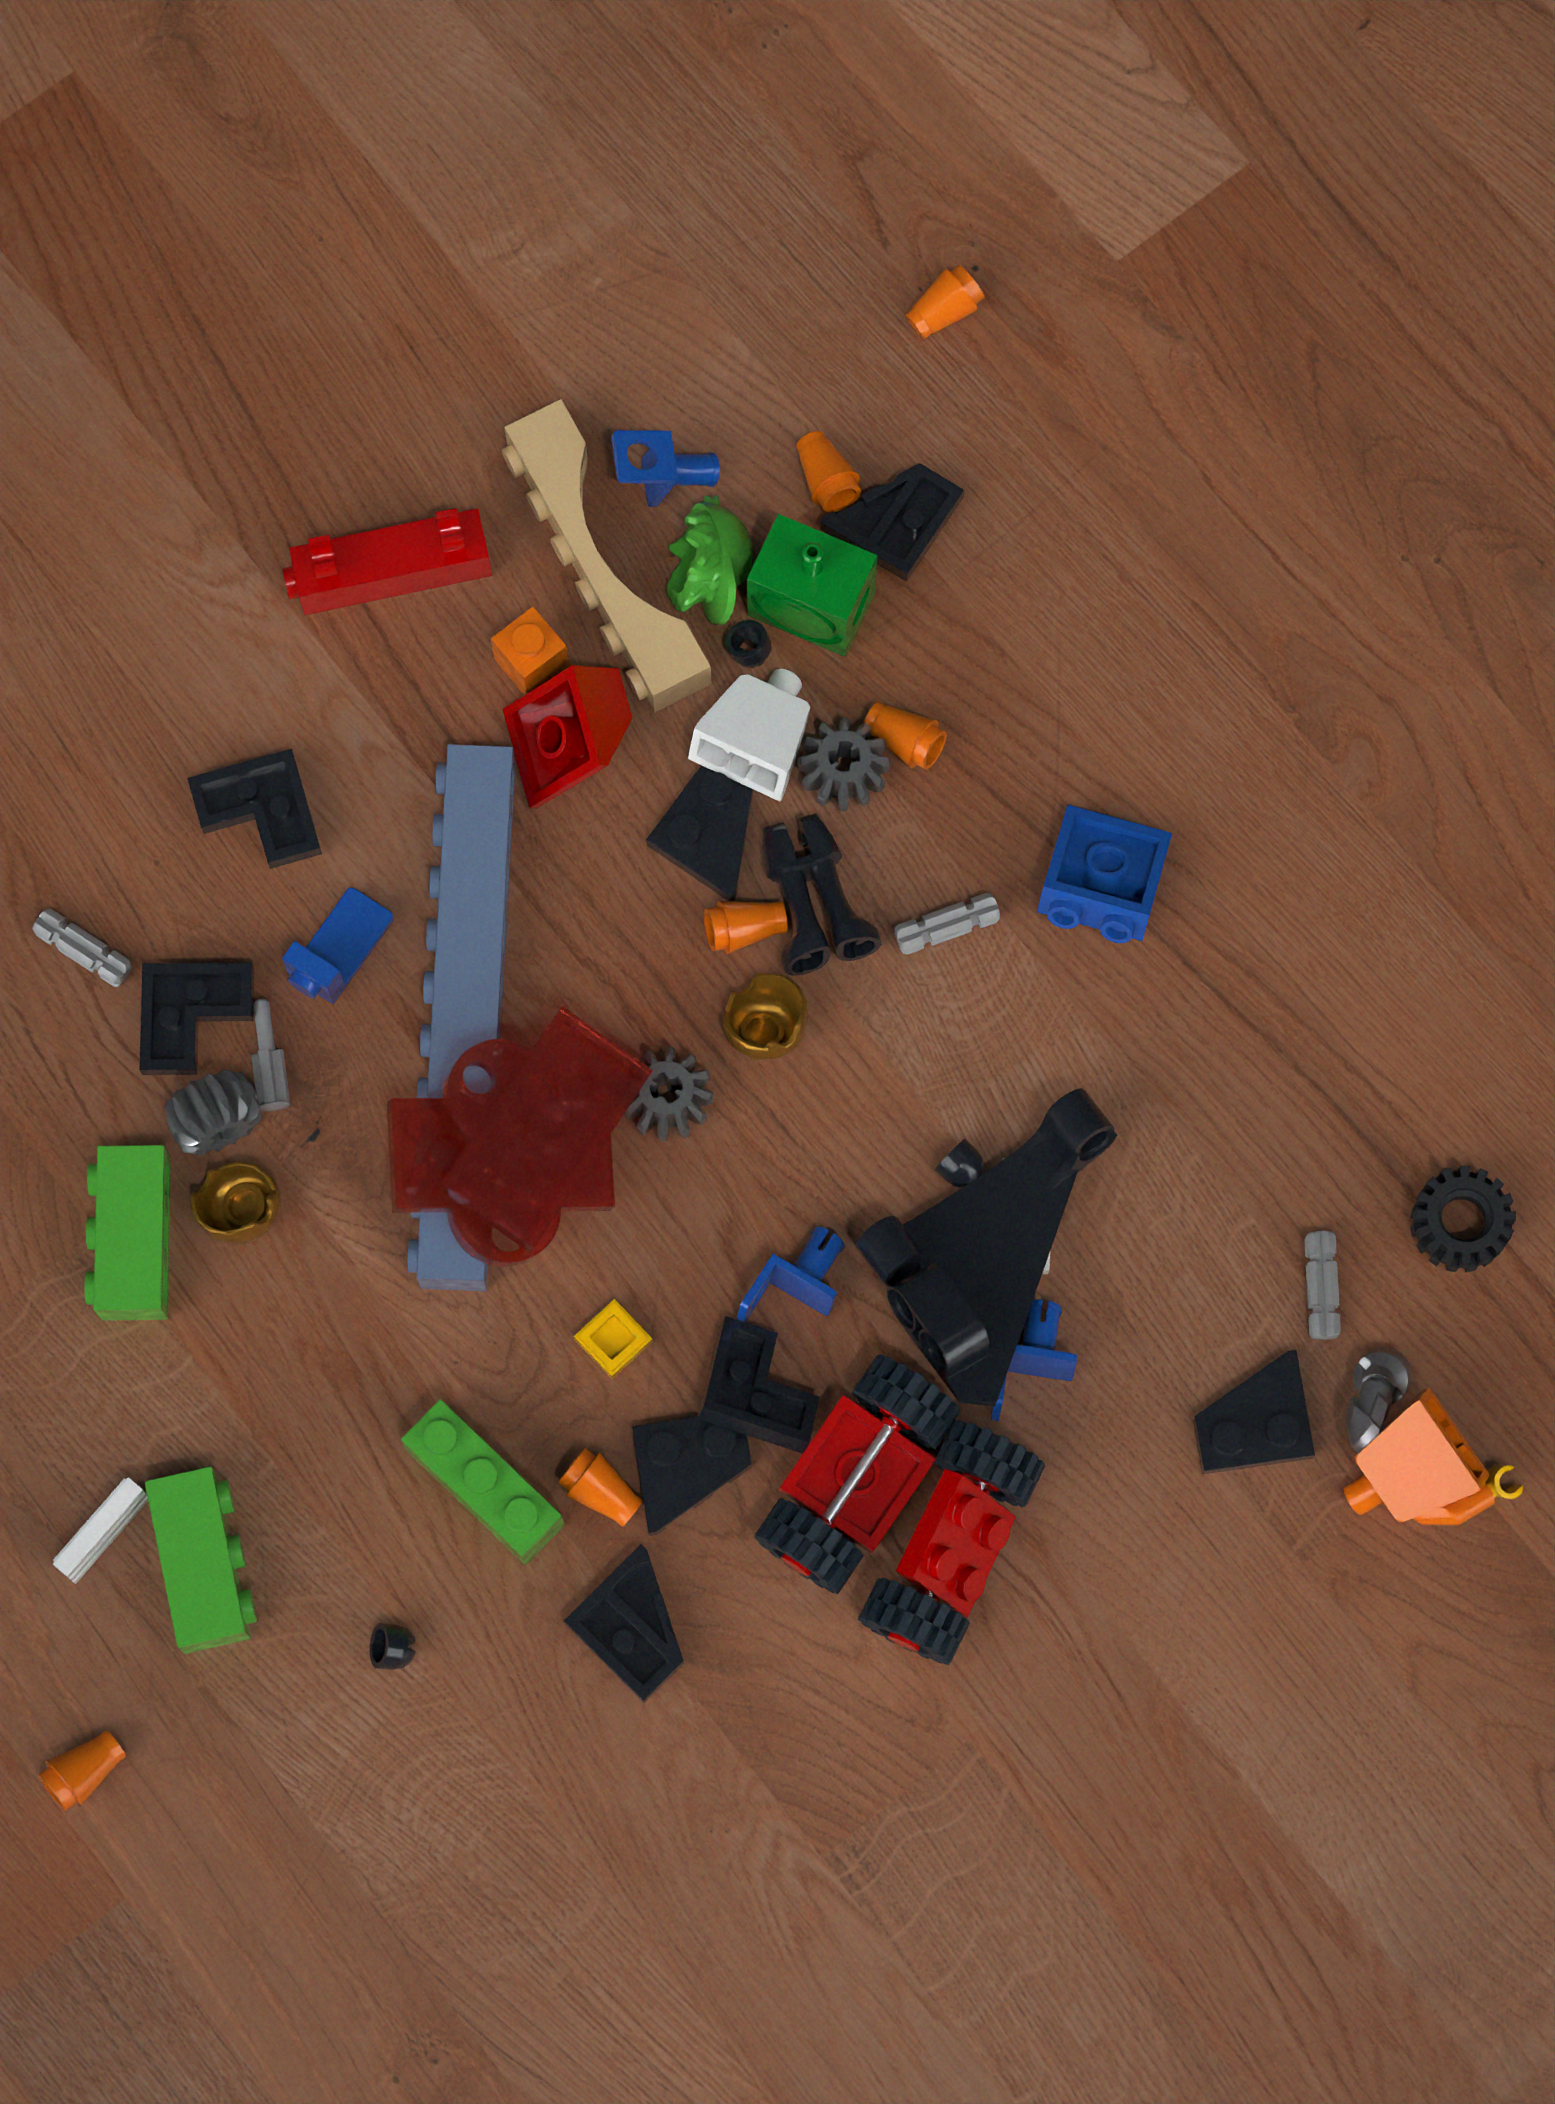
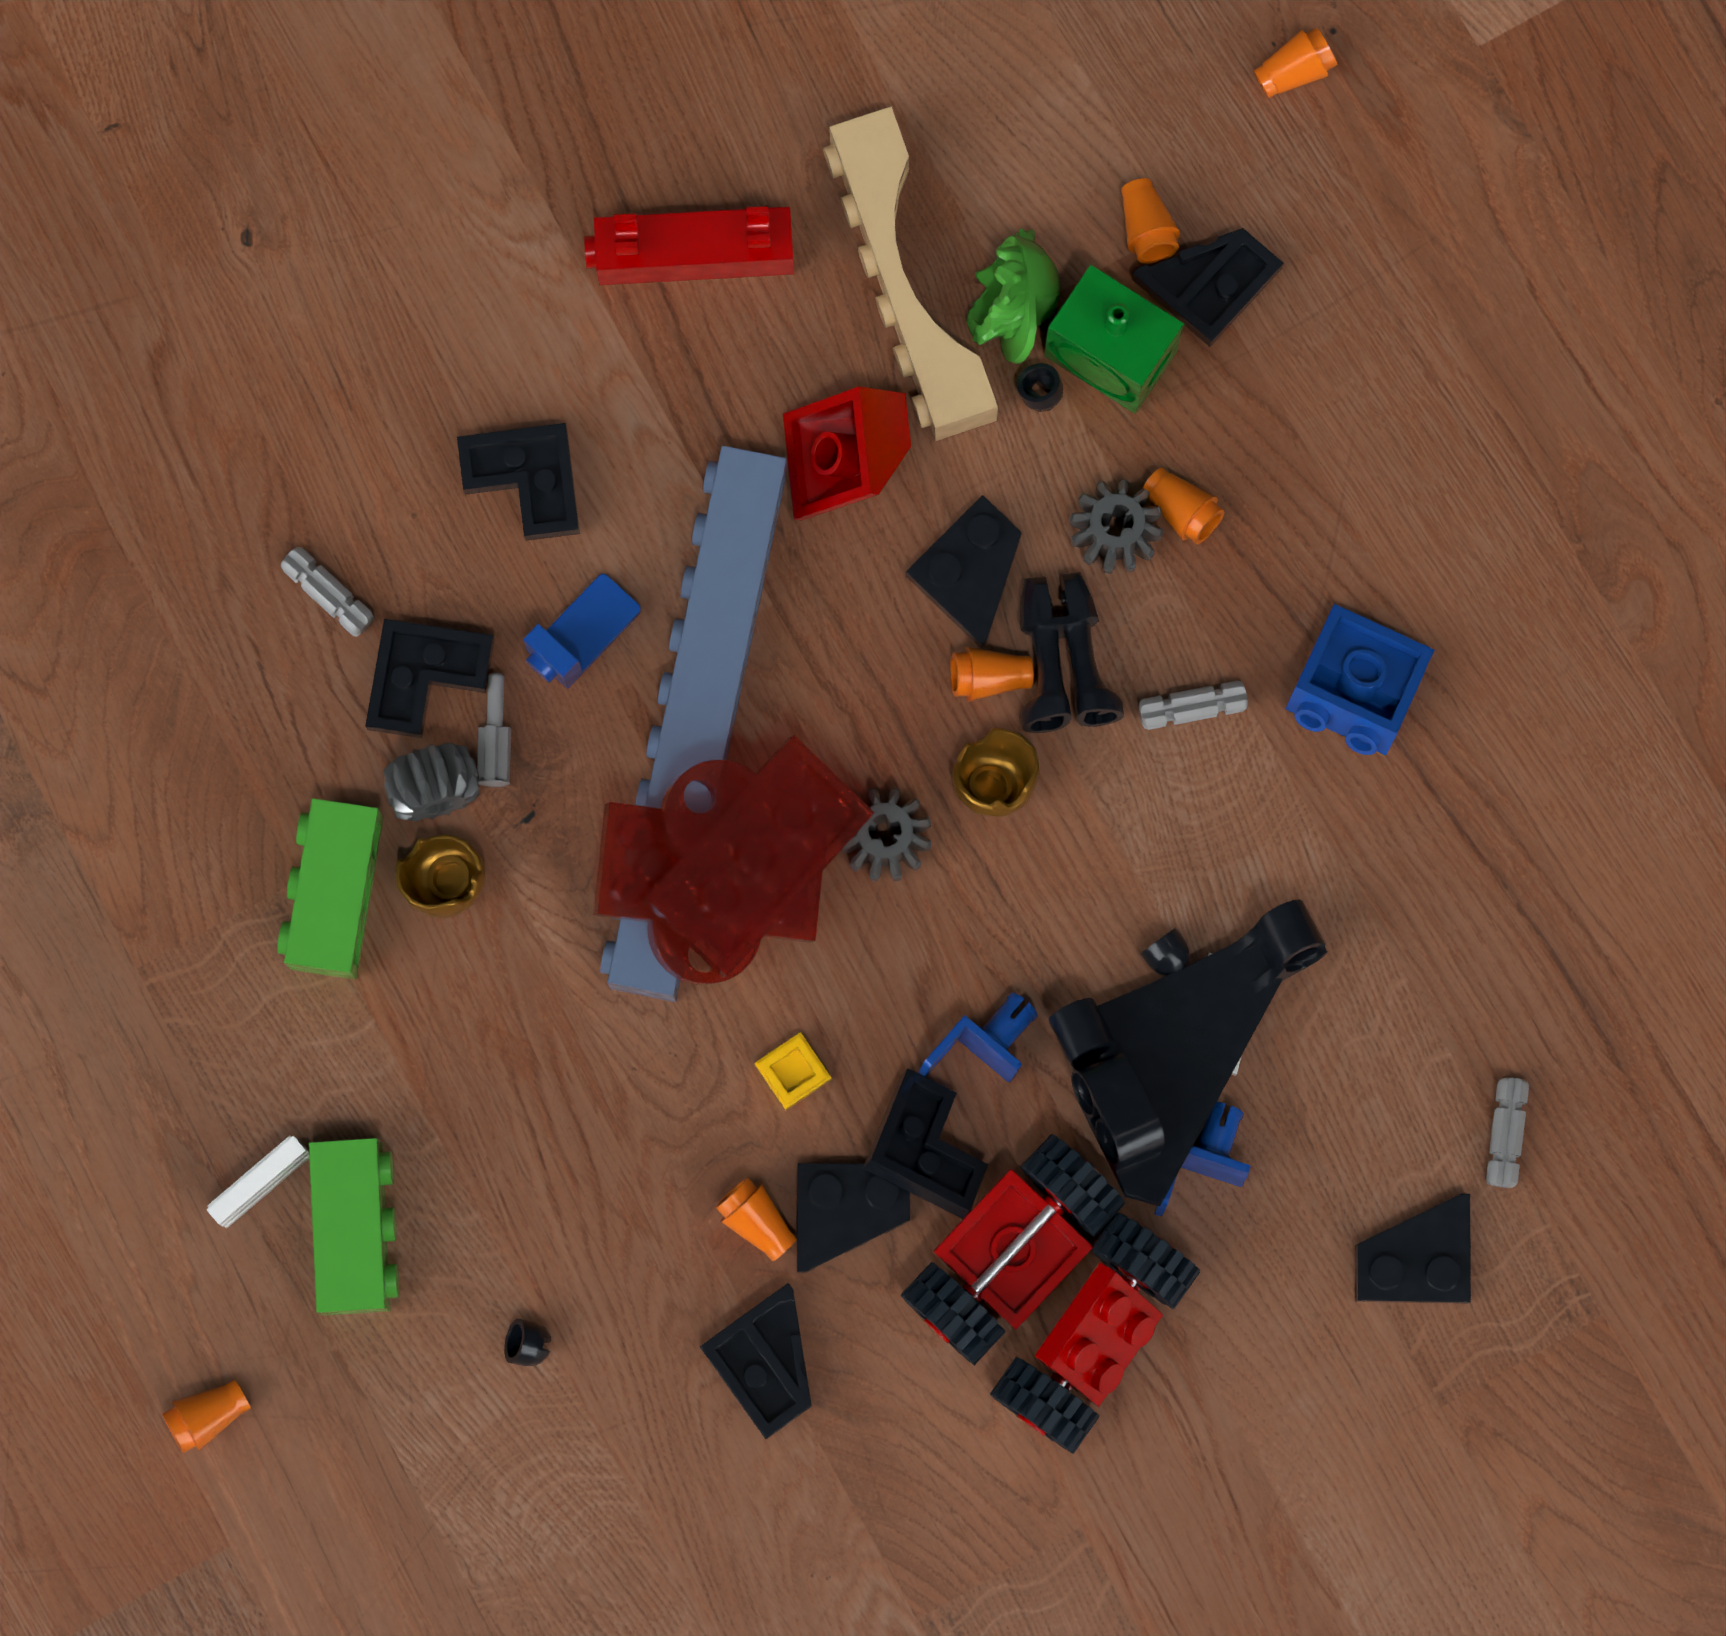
camera: 10 degrees right, 5 degrees up
(482, 1482) = (641, 1195): bright green brick -> none
(529, 651) = (819, 362): orange brick -> none
(661, 465) = (981, 190): blue bracket -> none
(754, 732) = (1031, 480): white torso -> none
(1416, 1458) = (1572, 1323): orange torso -> none
(1462, 1186) = (1683, 1065): black tyre -> none

